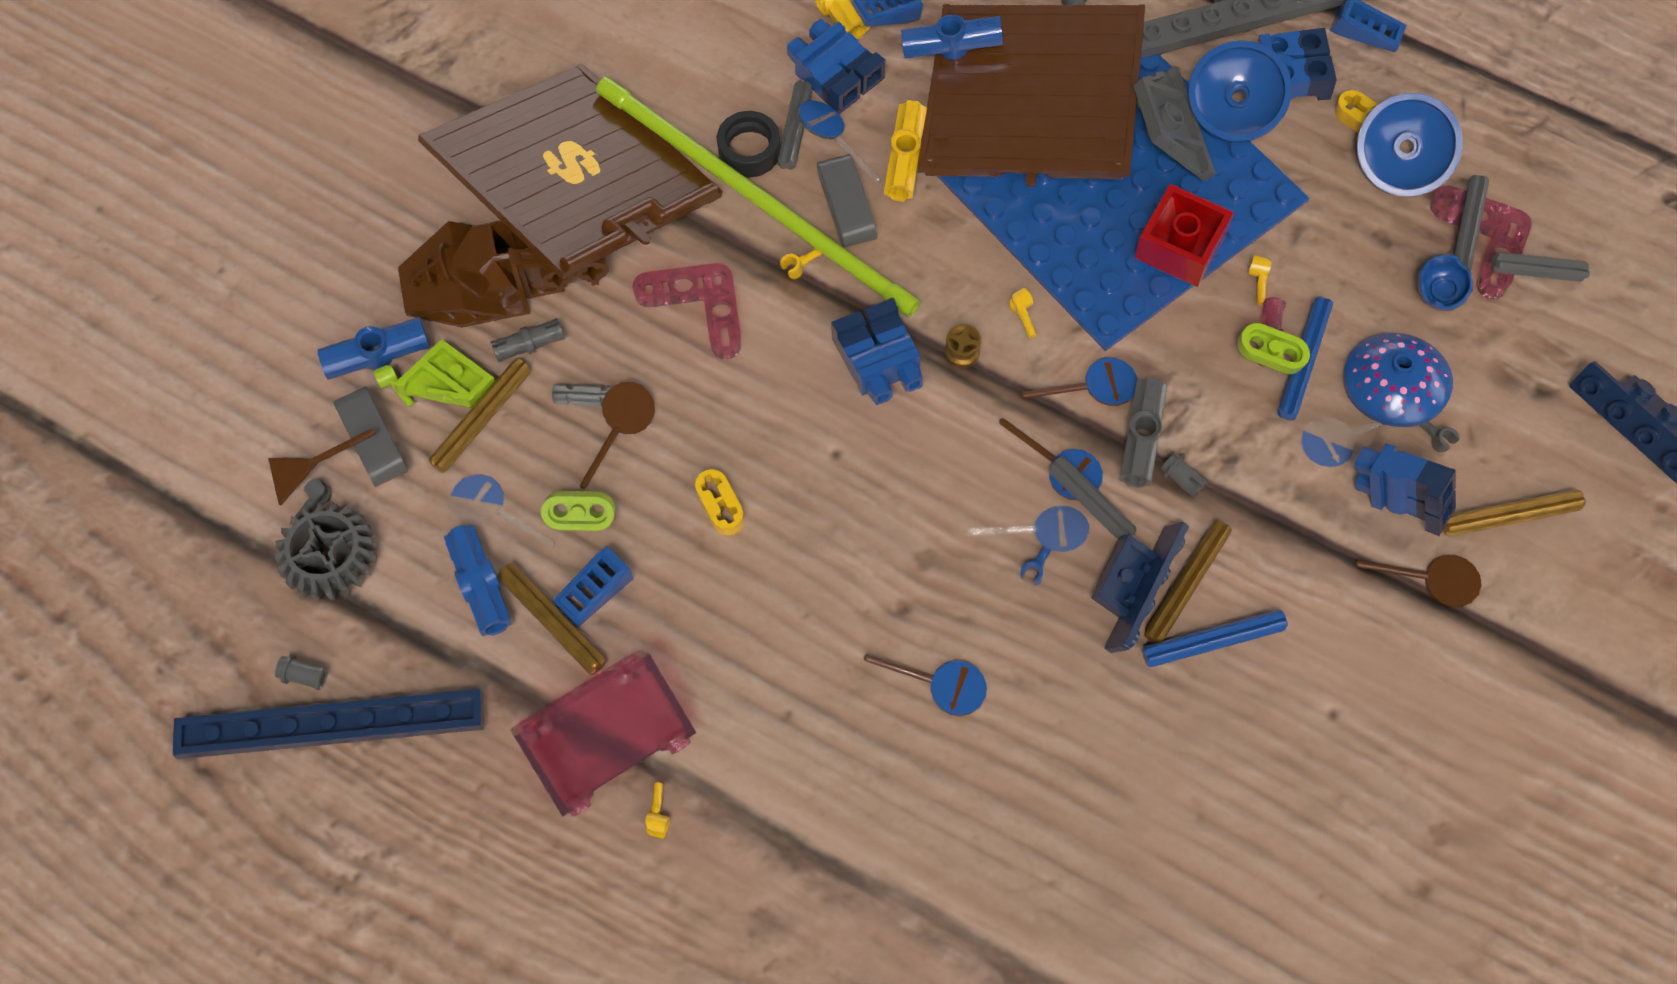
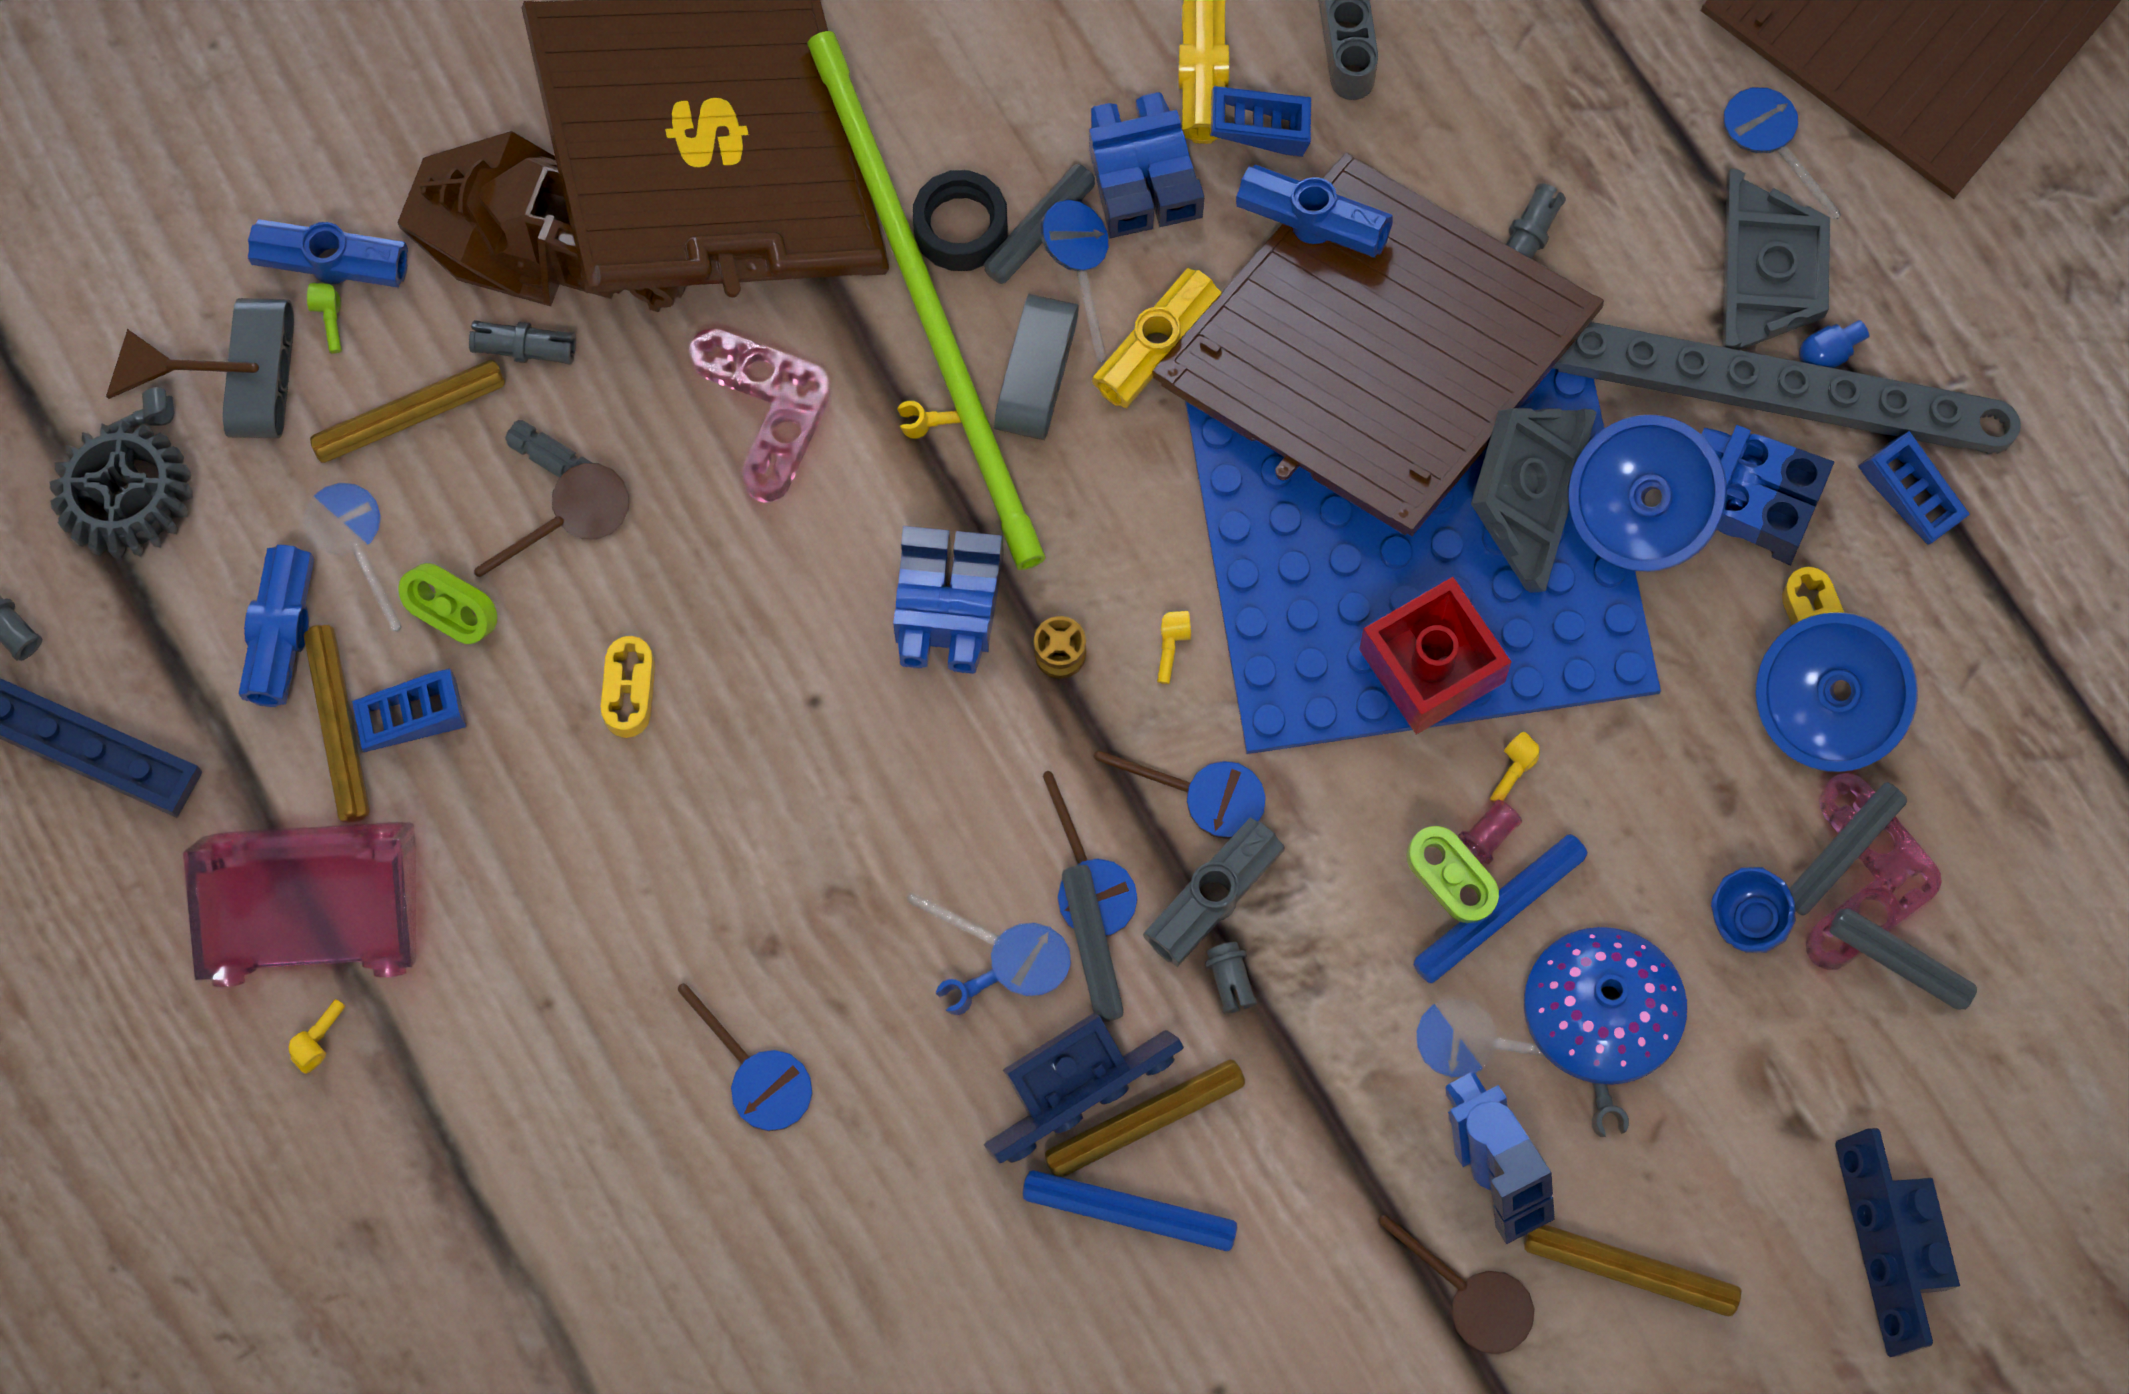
camera: 30 degrees right, 5 degrees up
(445, 377) = (392, 339): lime wing -> none

